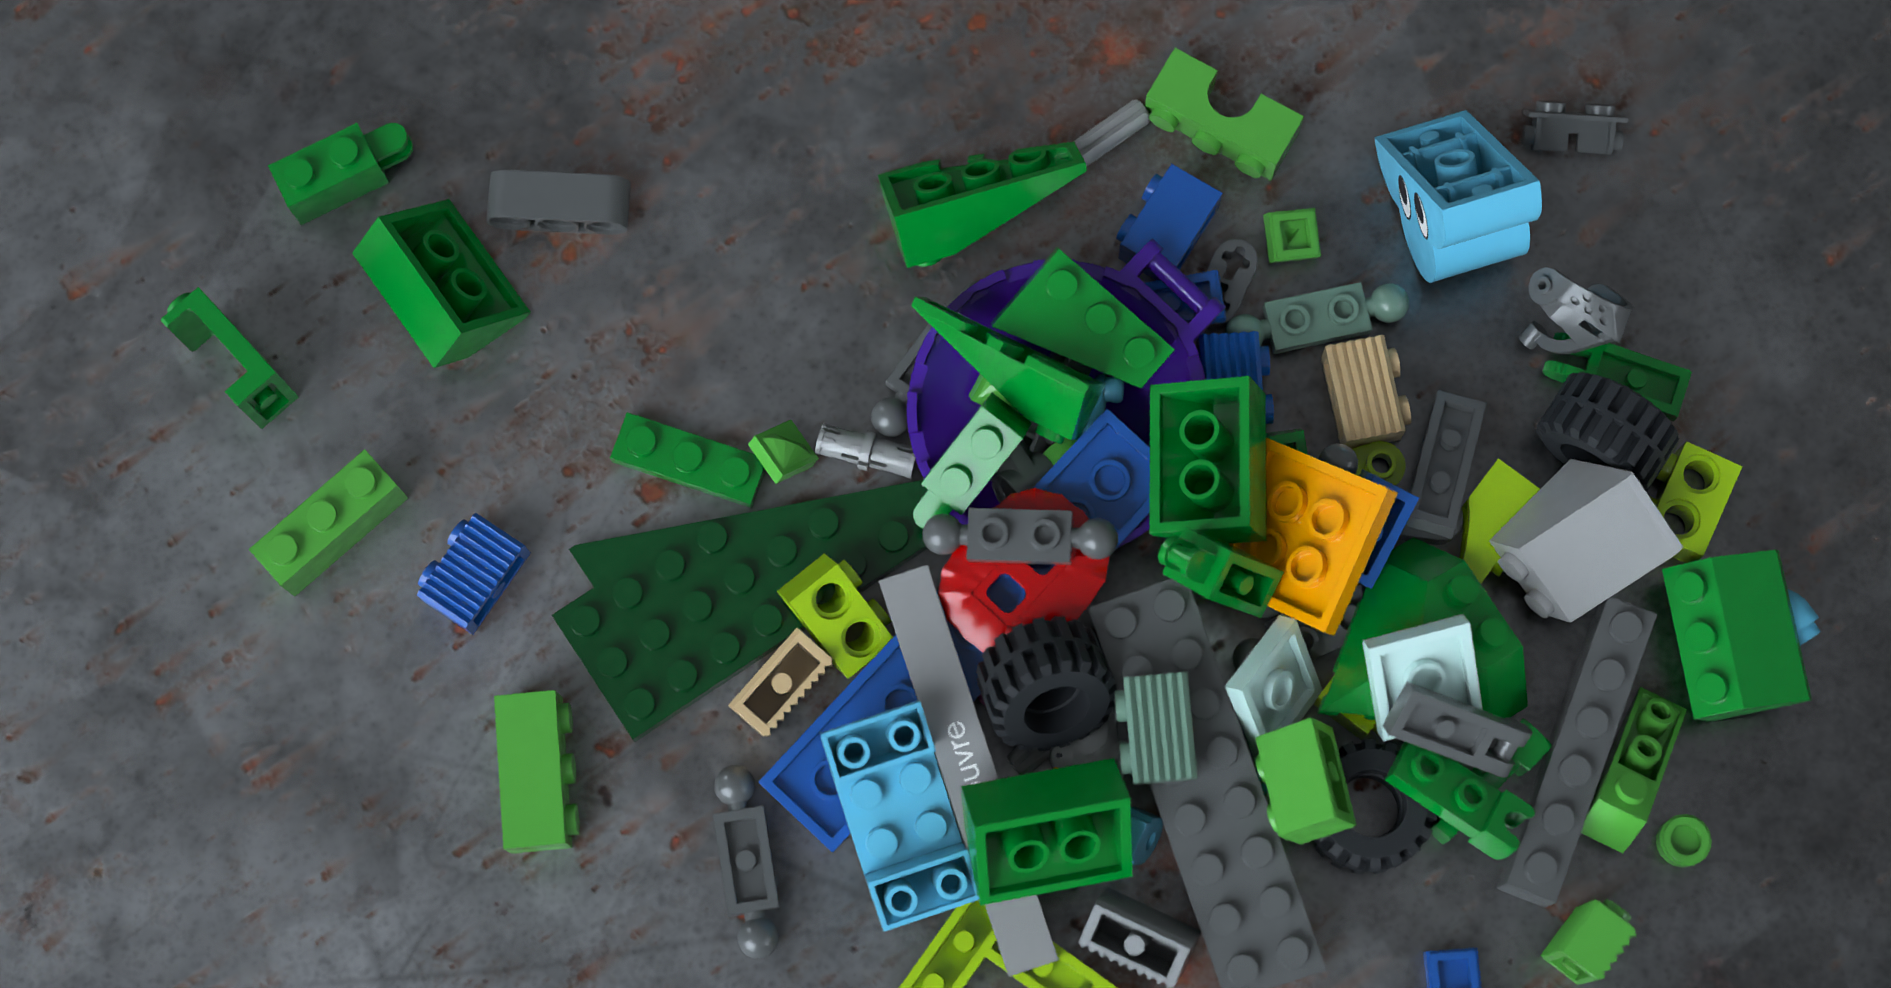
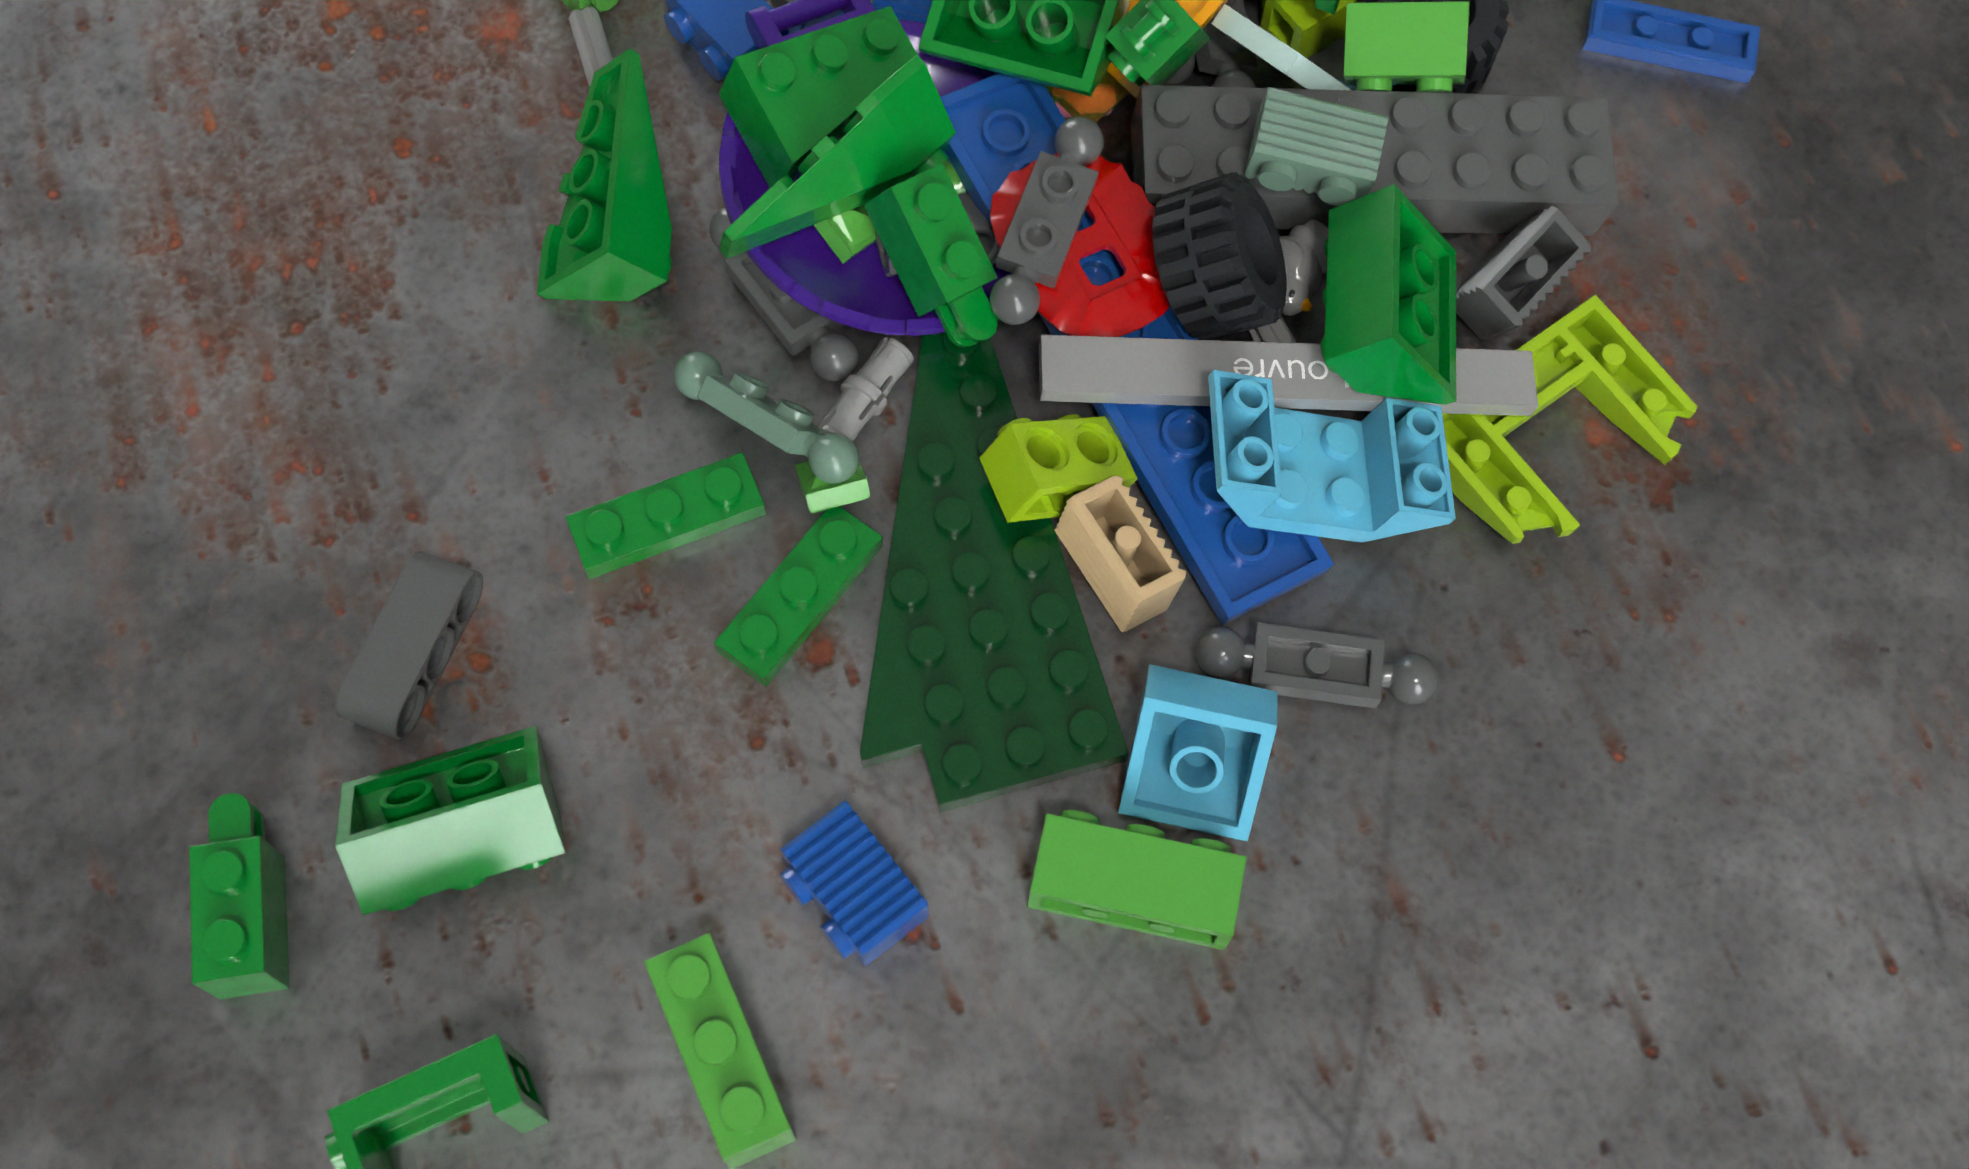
camera: 80 degrees left, 10 degrees down
(648, 789) = (1199, 752): none -> medium azure slope
(721, 341) = (665, 515): none -> green plate
(813, 383) = (784, 424): none -> sand green plate

